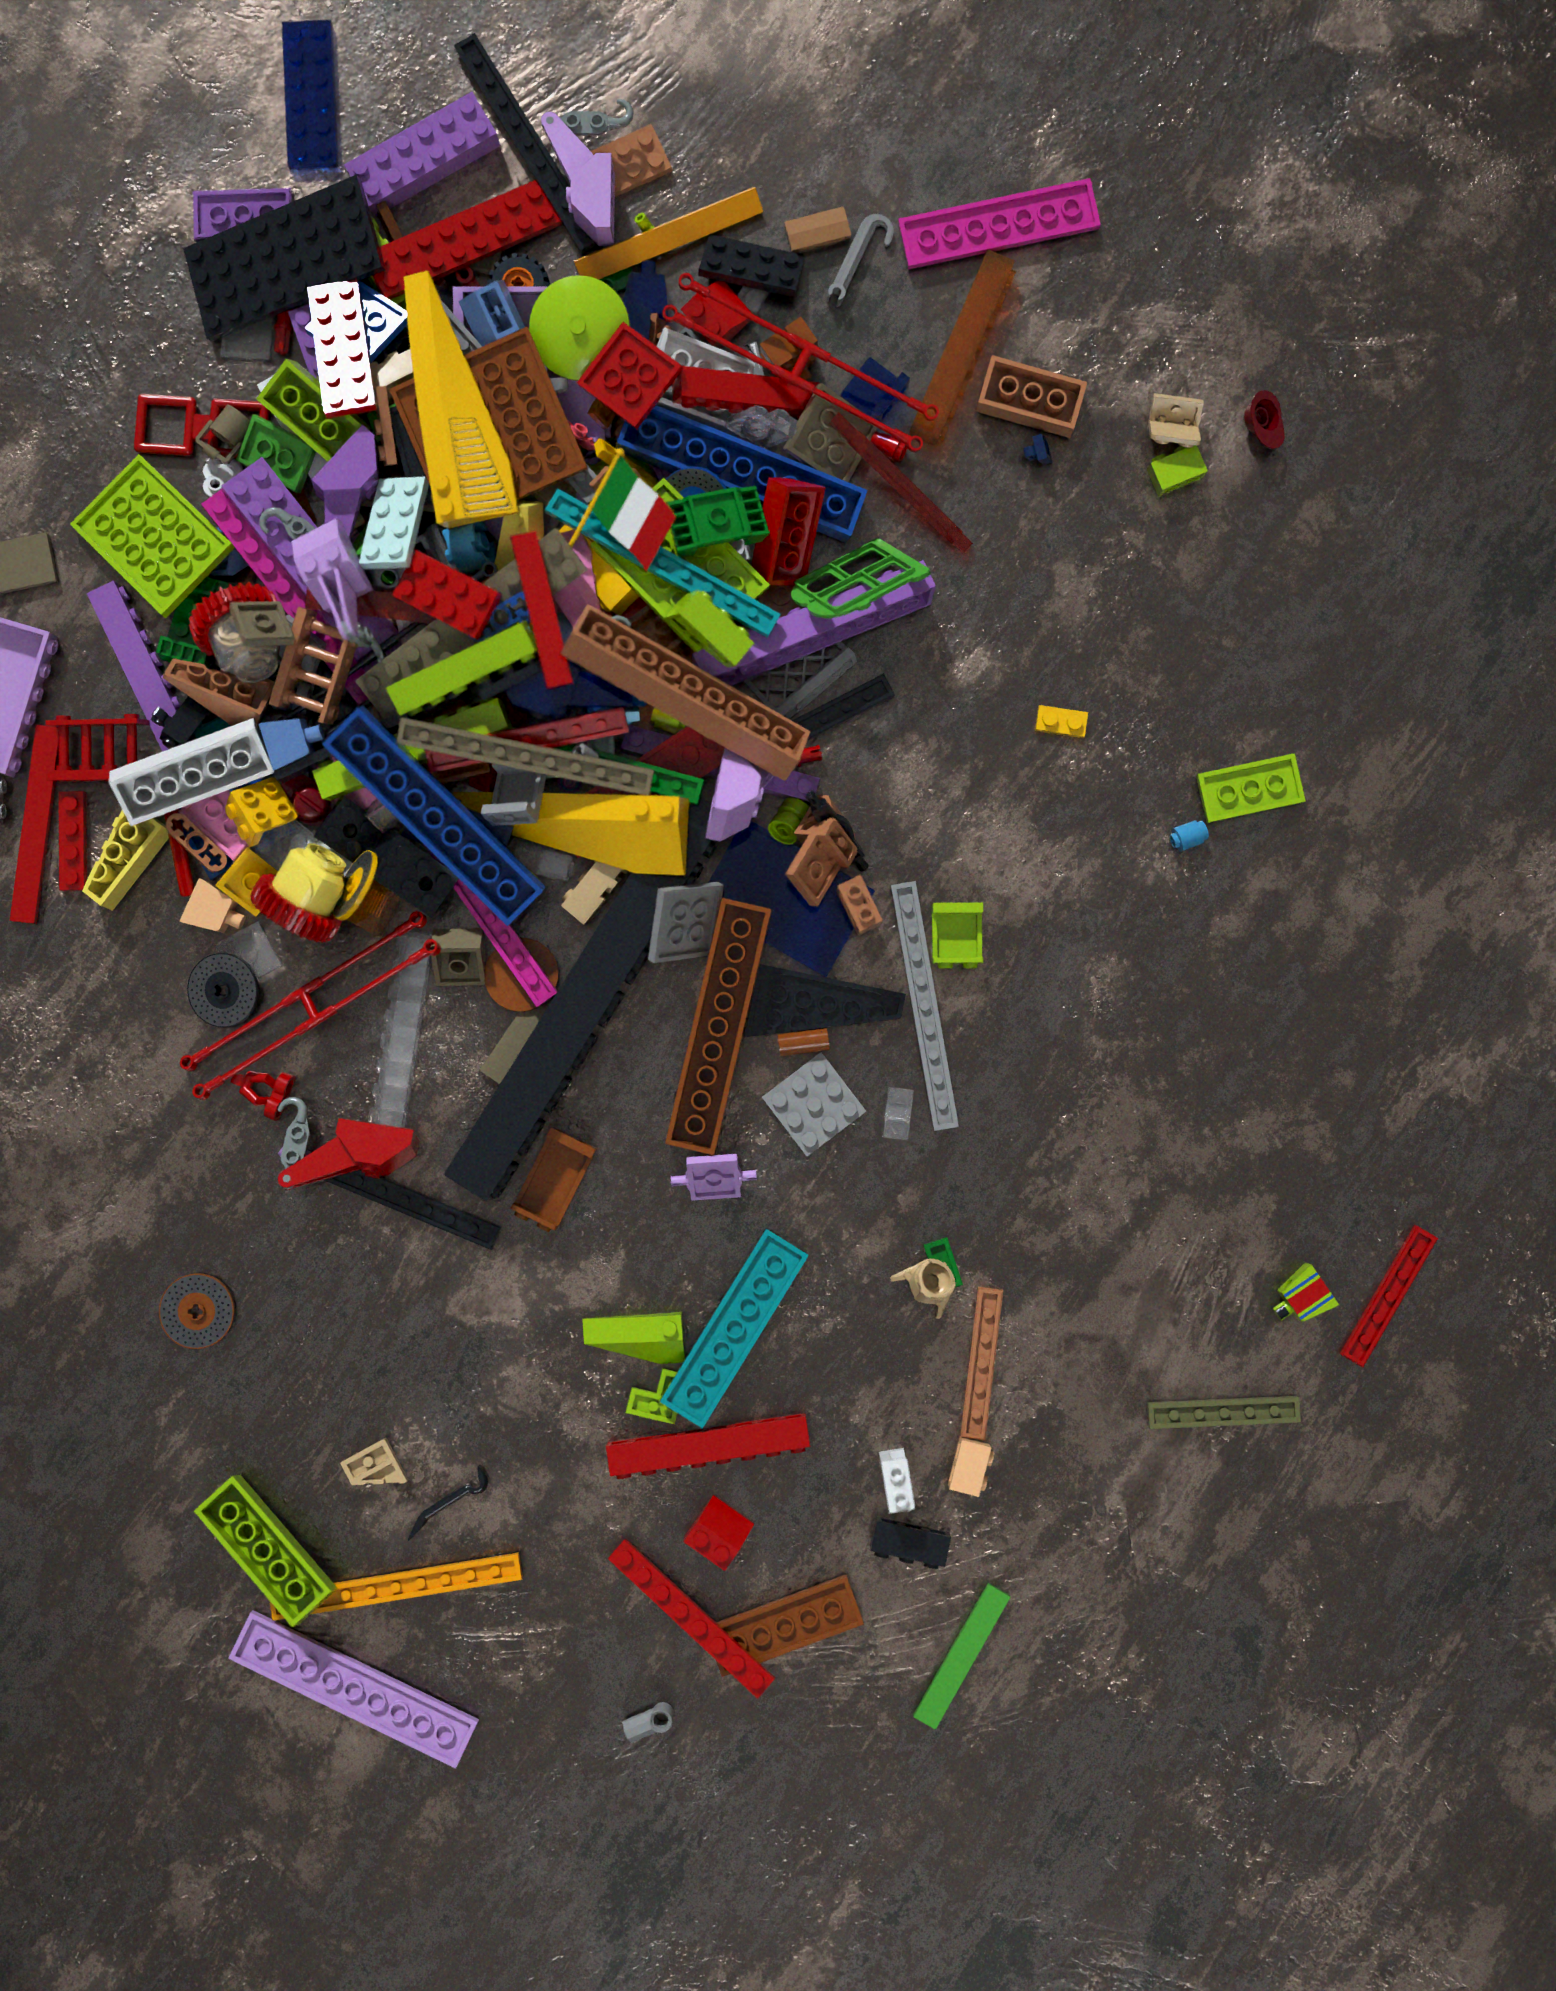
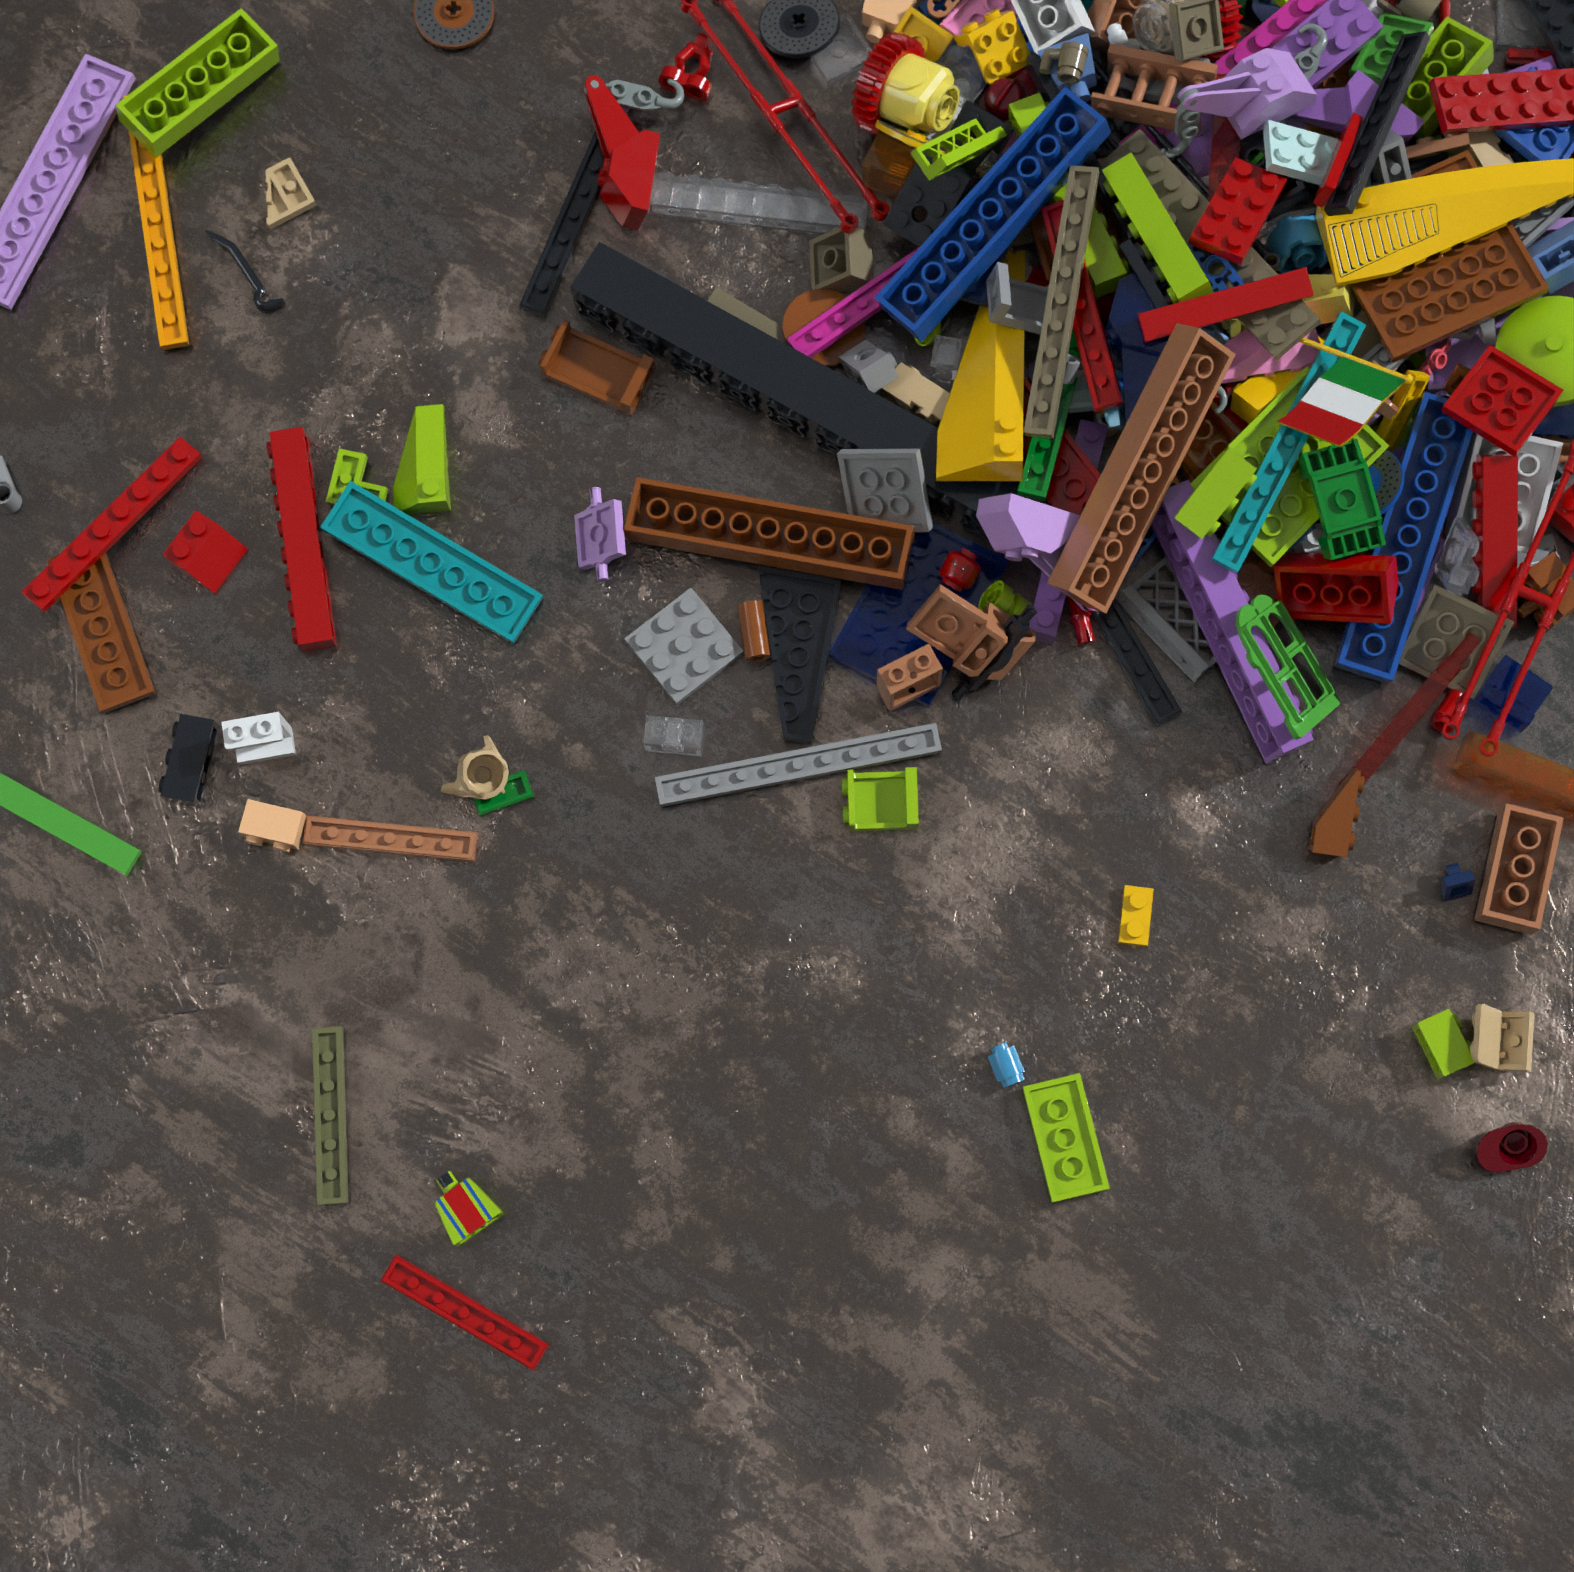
camera: 90 degrees right, 10 degrees down
(262, 695) = (1118, 37): none -> white arm
(288, 739) = (1070, 64): none -> dark tan piece
(369, 465) = (1377, 123): none -> black tile
(370, 833) = (956, 154): none -> lime fence
(399, 458) = (1392, 160): none -> light grey slope
(403, 502) = (1338, 160): none -> red tile
(564, 933) = (869, 366): none -> light grey brick
(757, 859) = (960, 569): none -> red head
(988, 549) = (1334, 822): none -> dark orange slope

